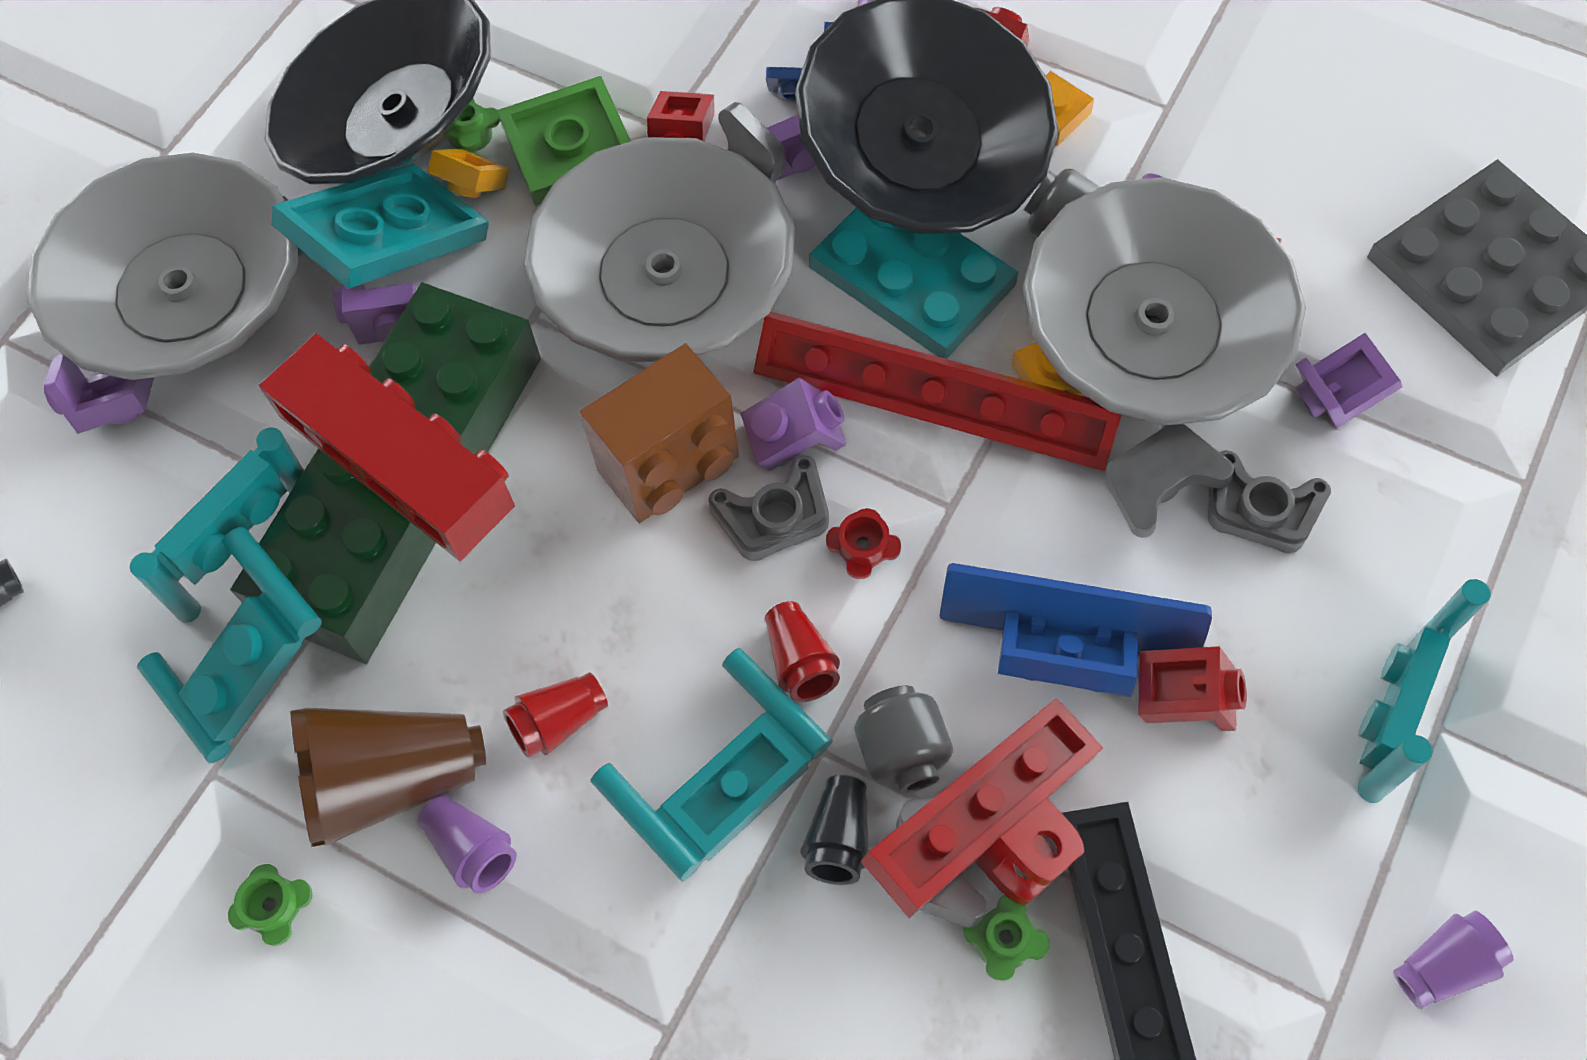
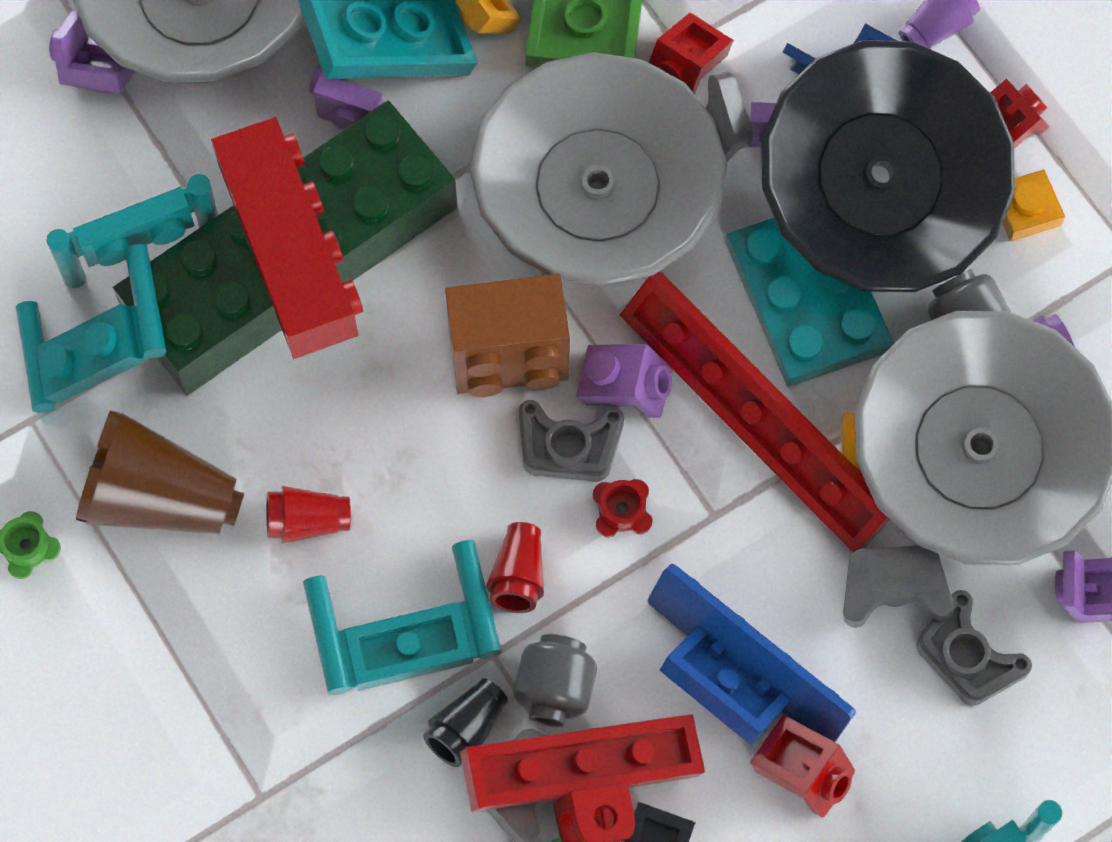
camera: 25 degrees right, 5 degrees up
(468, 845) = (188, 579): medium lavender cone -> none

